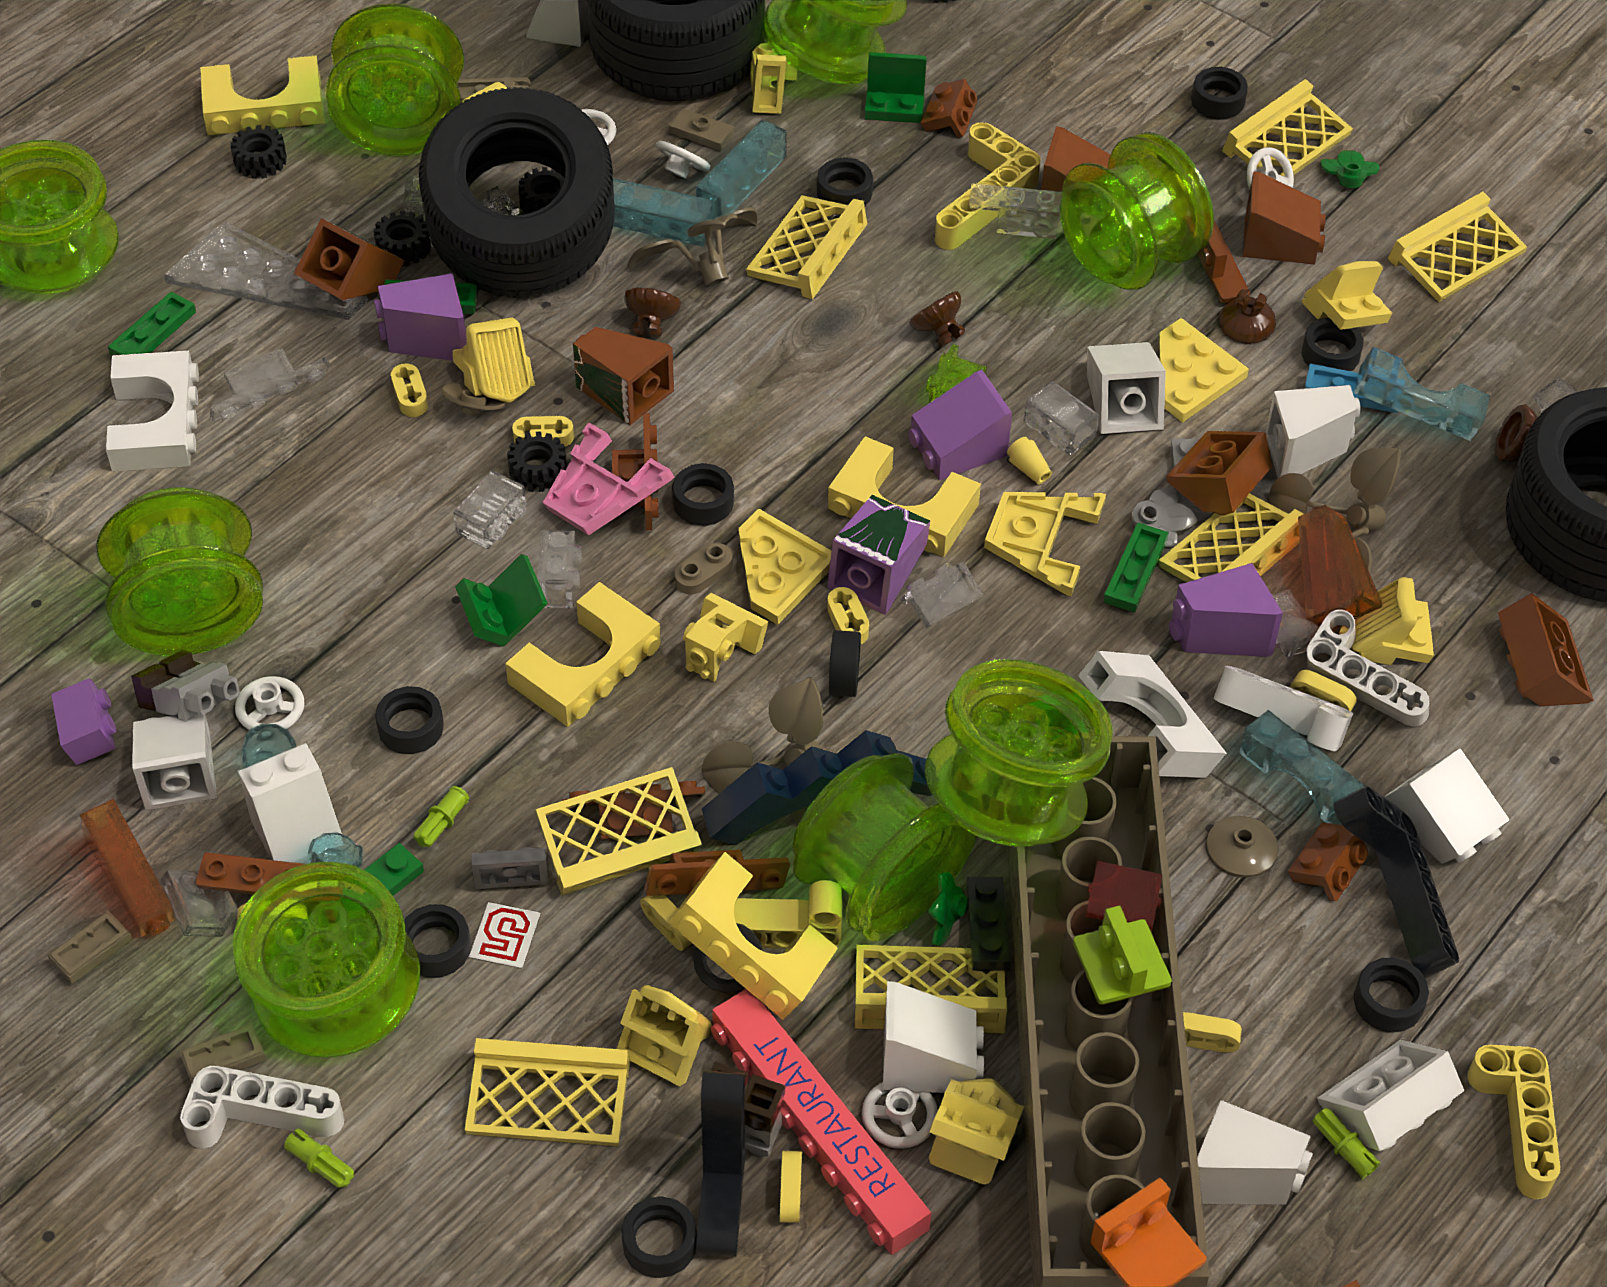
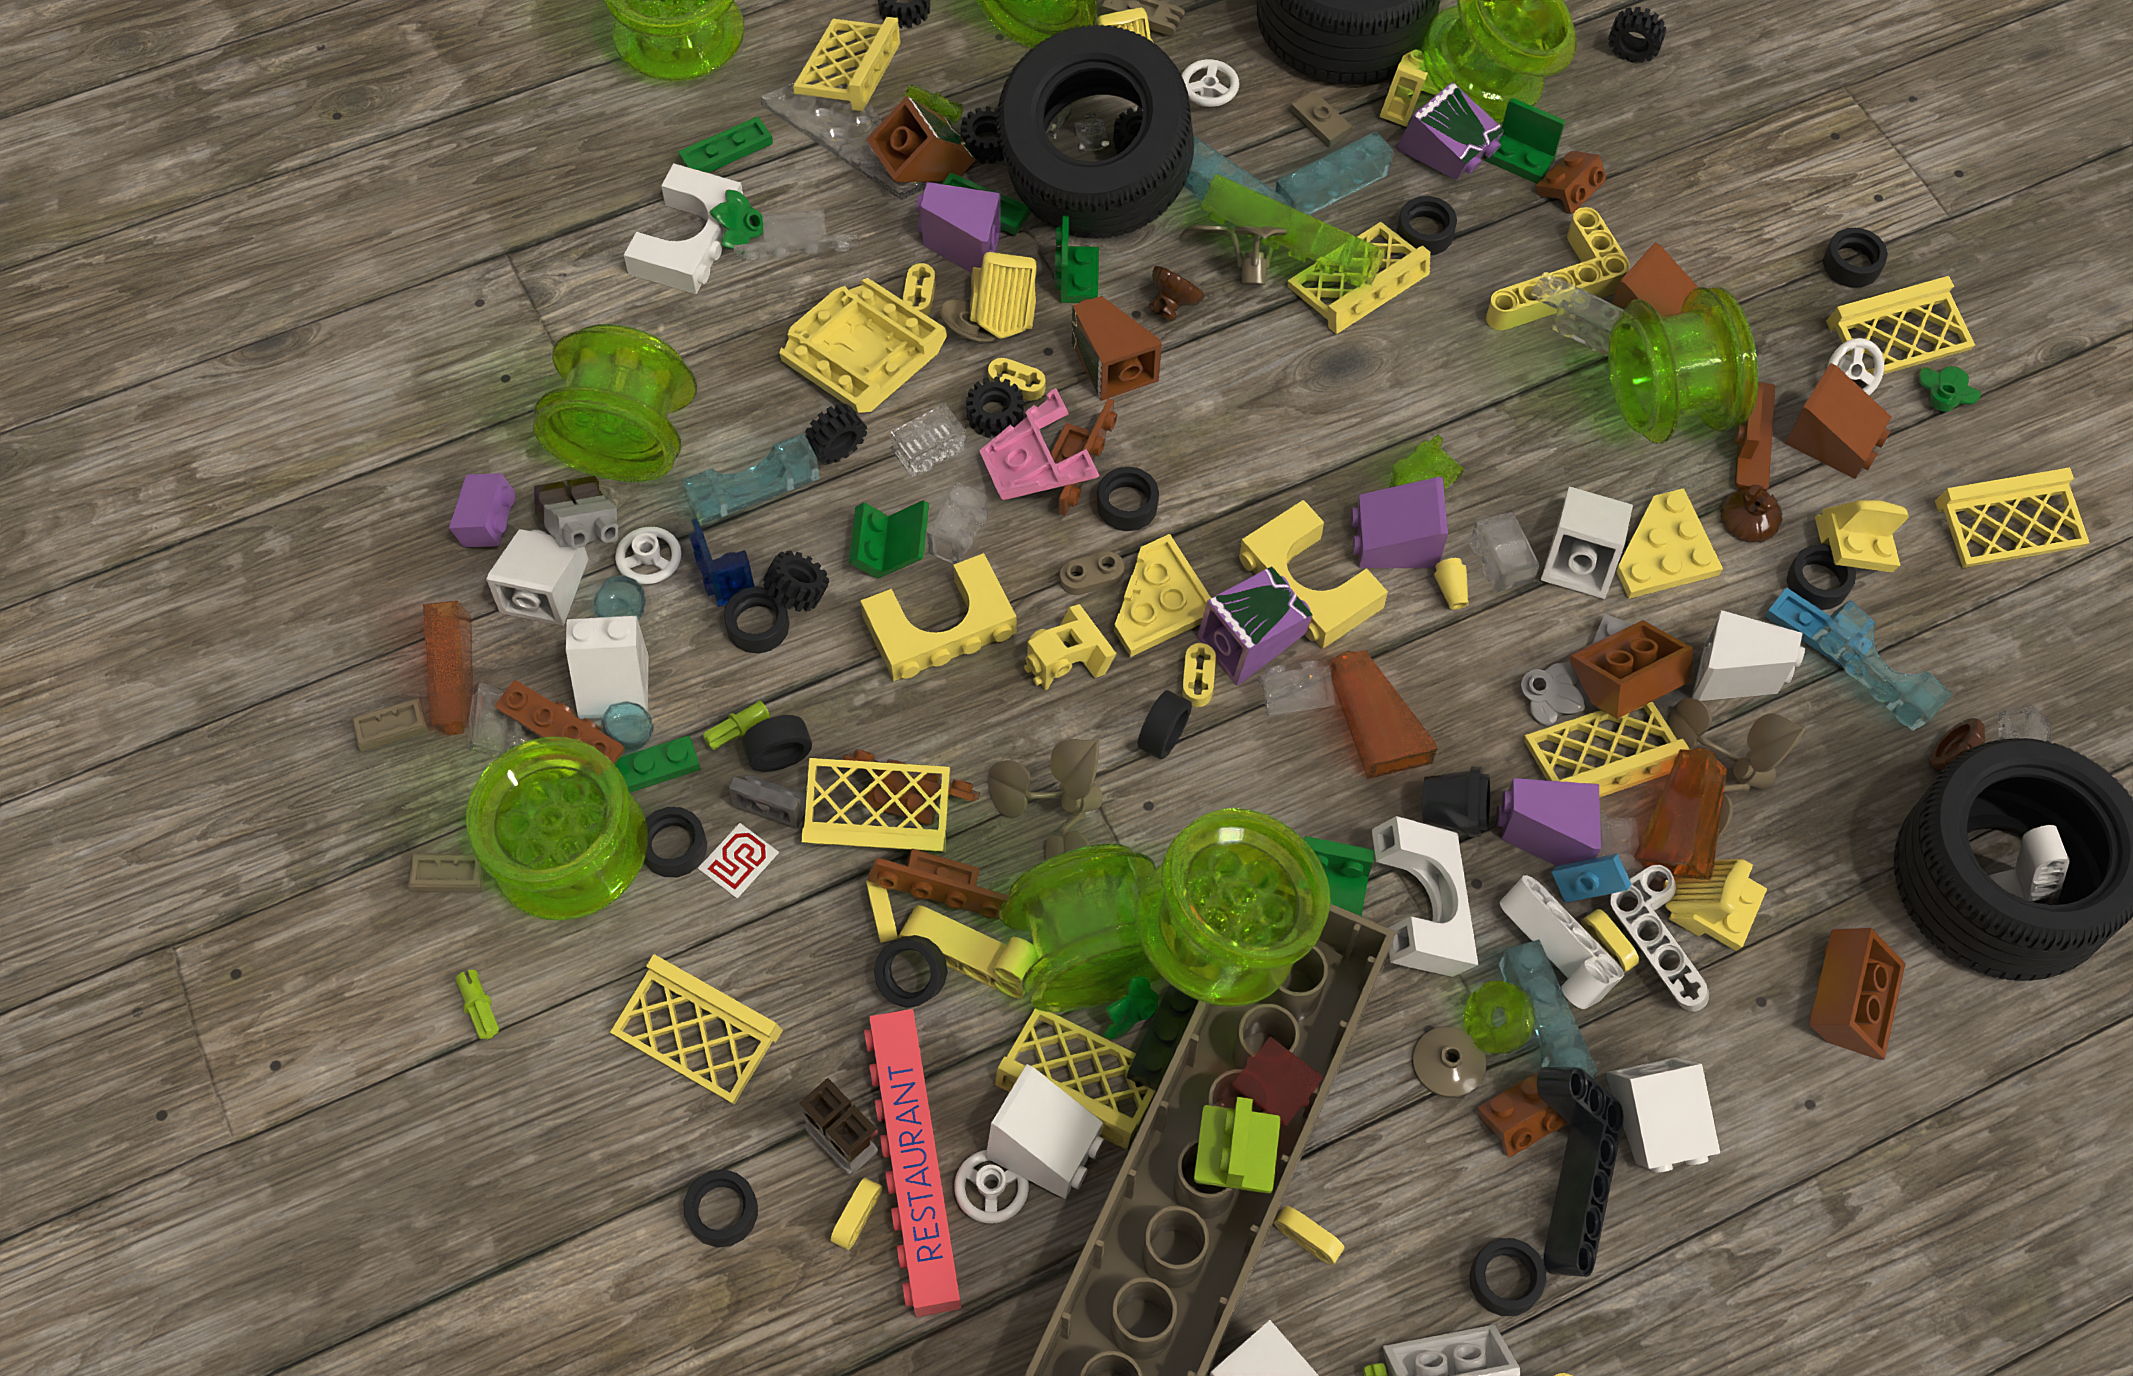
camera: 25 degrees right, 10 degrees up
(204, 383) = (735, 217): none -> green plate
(257, 212) = (869, 65): none -> light yellow fence
(314, 1109) = (457, 936): white beam -> none
(354, 691) = (722, 575): none -> clear blue bracket
(355, 226) = (934, 101): none -> clear neon green axle
(369, 576) = (784, 469): none -> clear light blue arch
(381, 450) = (862, 344): none -> light yellow wedge
(401, 532) = (836, 433): none -> black tyre
(432, 670) = (795, 581): none -> black tyre
(492, 813) = (776, 743): none -> black tyre
(548, 319) = (1078, 268): none -> green bracket
(662, 1033) = (819, 1018): light yellow piece -> none
(681, 159) = (1282, 144): white piece -> none
(710, 924) = (895, 937): light yellow arch -> none
(722, 1162) = (806, 1166): black beam -> none
(757, 219) = (1305, 234): none -> clear neon green brick
(771, 792) = (1023, 830): dark blue arch -> none
(828, 102) = (1451, 133): none -> slope
(940, 318) = (1442, 401): reddish brown hair -> none
(974, 1128) = (1042, 1233): light yellow piece -> none
(1027, 529) = (1418, 648): light yellow wing -> none
(1027, 591) = (1378, 718): none -> clear orange slope
(1136, 567) = (1498, 733): green plate -> none
(1136, 627) = (1458, 801): none -> black piece
(1282, 645) = (1591, 878): none -> dark azure plate
(1287, 792) = (1518, 1017): none -> clear neon green tile

